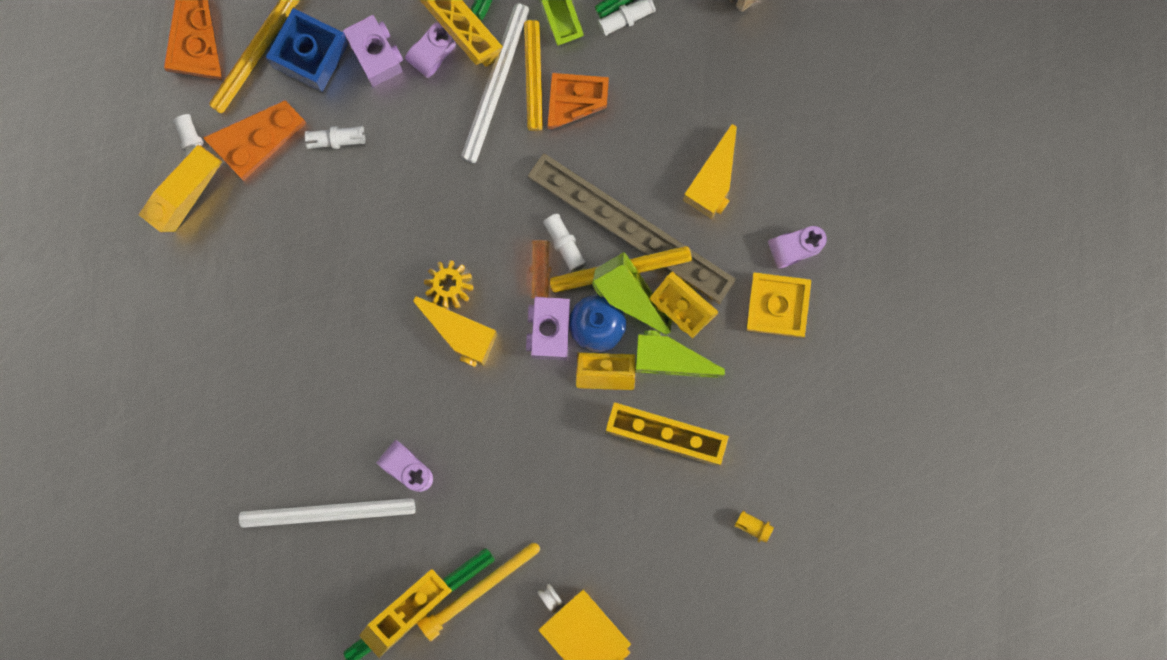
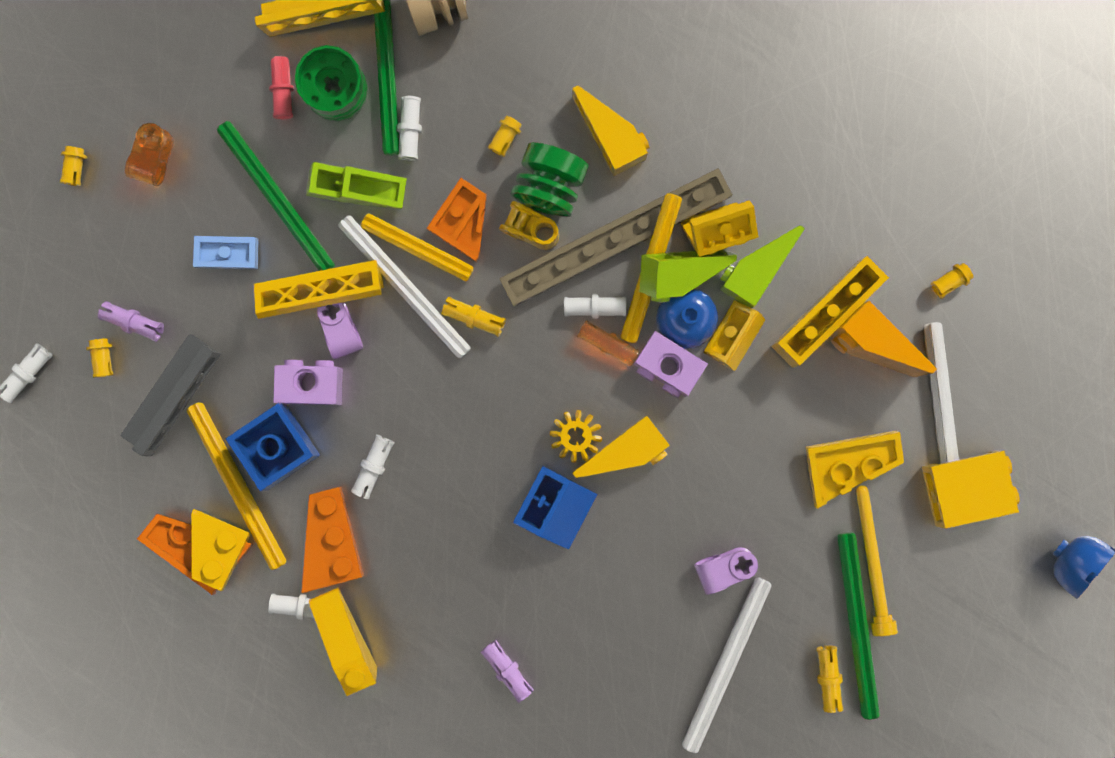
camera: 65 degrees left, 5 degrees up
(201, 50) = (215, 549): none -> yellow wing
(226, 335) = (507, 671): none -> lavender pin
(361, 605) = (829, 678): none -> yellow pin
(380, 298) = (555, 508): none -> blue slope
(404, 613) = (865, 643): yellow slope -> none
(501, 150) = (473, 316): none -> yellow pin
(551, 598) = (918, 500): white bush -> none
(552, 524) = (849, 462): none -> yellow wing
(600, 151) = (525, 223): none -> yellow piece
(645, 146) = (551, 174): none -> green wheel
(654, 569) = (941, 393): none -> white axle
(662, 481) = (875, 339): none -> light orange slope
(664, 94) = (505, 135): none -> yellow pin
(778, 305) = (762, 143): yellow plate -> none
(792, 248) = (717, 98): lavender piece -> none

